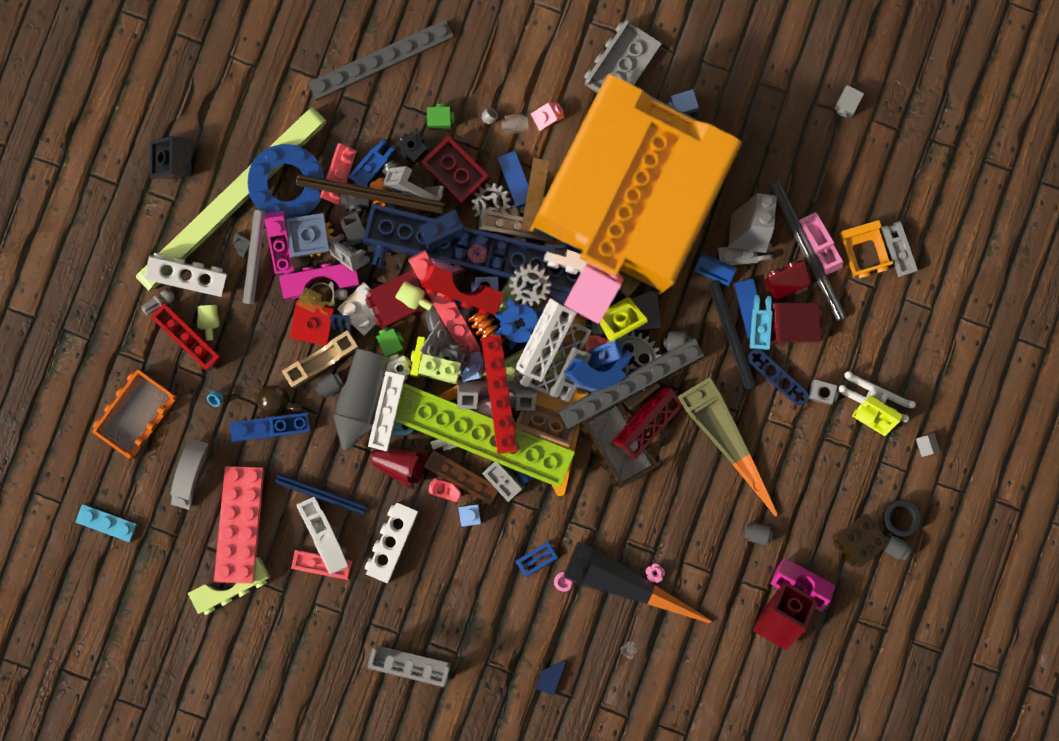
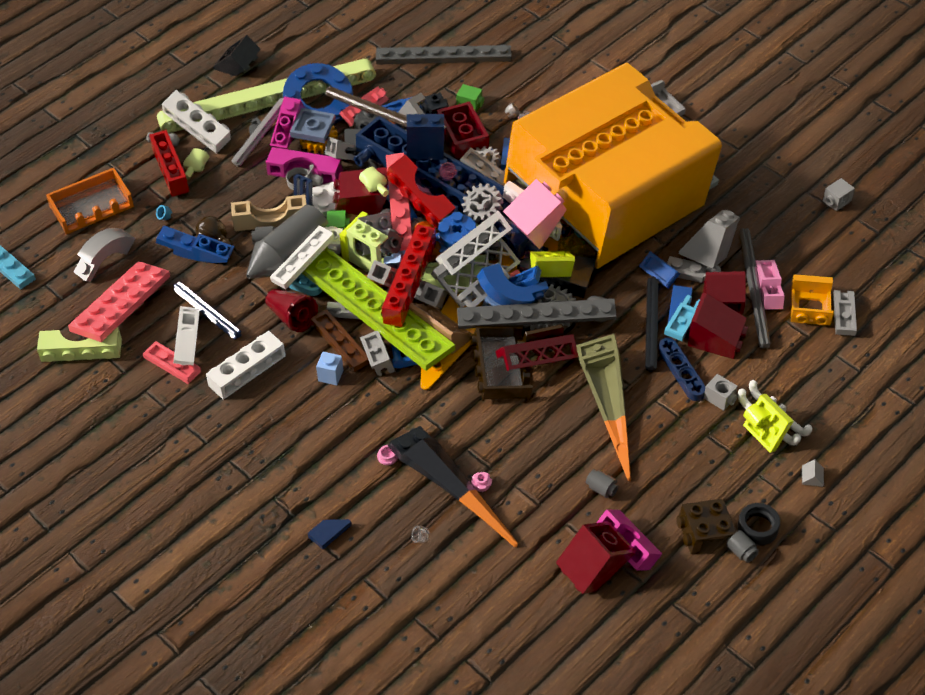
camera: 25 degrees right, 35 degrees down
(311, 301) = (287, 169): clear yellow plate -> none
(311, 326) = (275, 189): red plate -> none
(409, 665) = (219, 476): light grey window -> none
(444, 489) = (317, 342): coral hair -> none
(522, 567) = (372, 431): blue tile -> none

